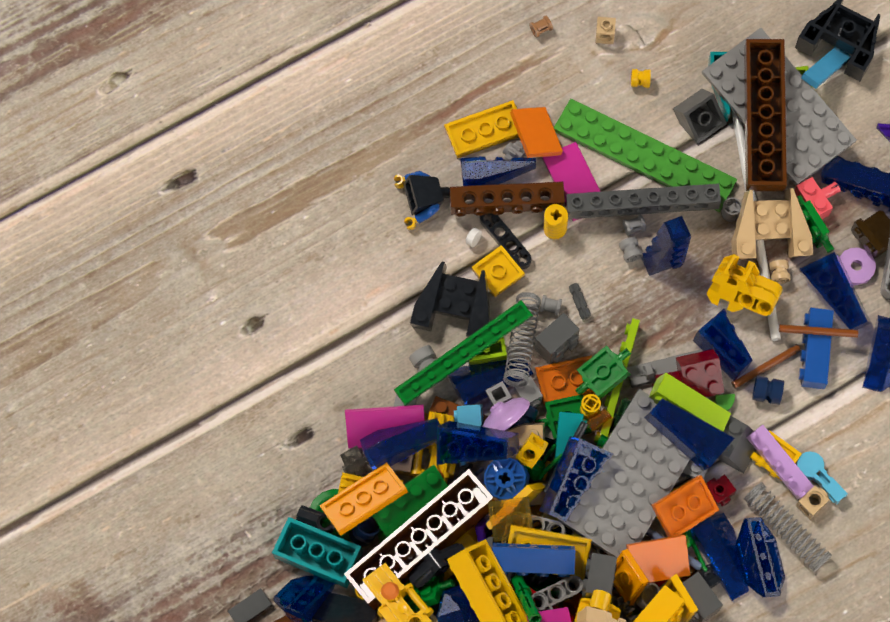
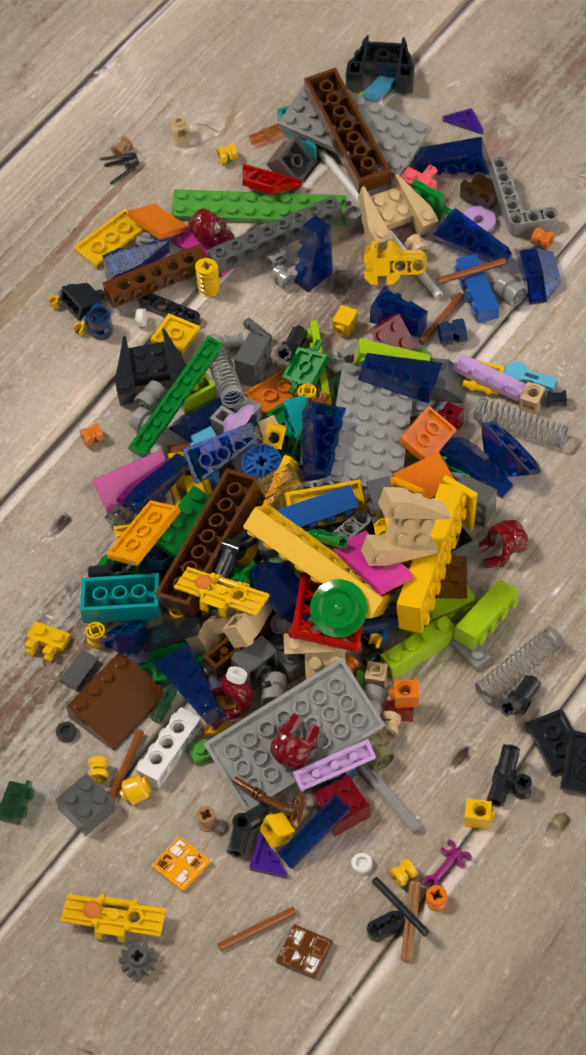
camera: 25 degrees left, 15 degrees down
(236, 557) = (47, 636): none -> yellow plate
(277, 581) = (94, 632): none -> yellow wheel
(369, 352) = (91, 435): none -> orange wheel
(430, 228) = (100, 323): none -> dark blue wheel
(443, 336) = (151, 396): none -> light grey wheel
(540, 45) = (129, 161): none -> black plant
(577, 159) = (203, 225): none -> dark red hair
(603, 336) = (295, 339): none -> black piece
(665, 128) = (268, 181): none -> red wing
(668, 329) = (345, 321): none -> yellow brick
(683, 283) = (337, 289): none -> clear smoke brick
(687, 69) = (264, 134): none -> clear orange axle
(836, 513) = (556, 398): none -> black bush
(848, 364) = (509, 289): none -> light grey wheel

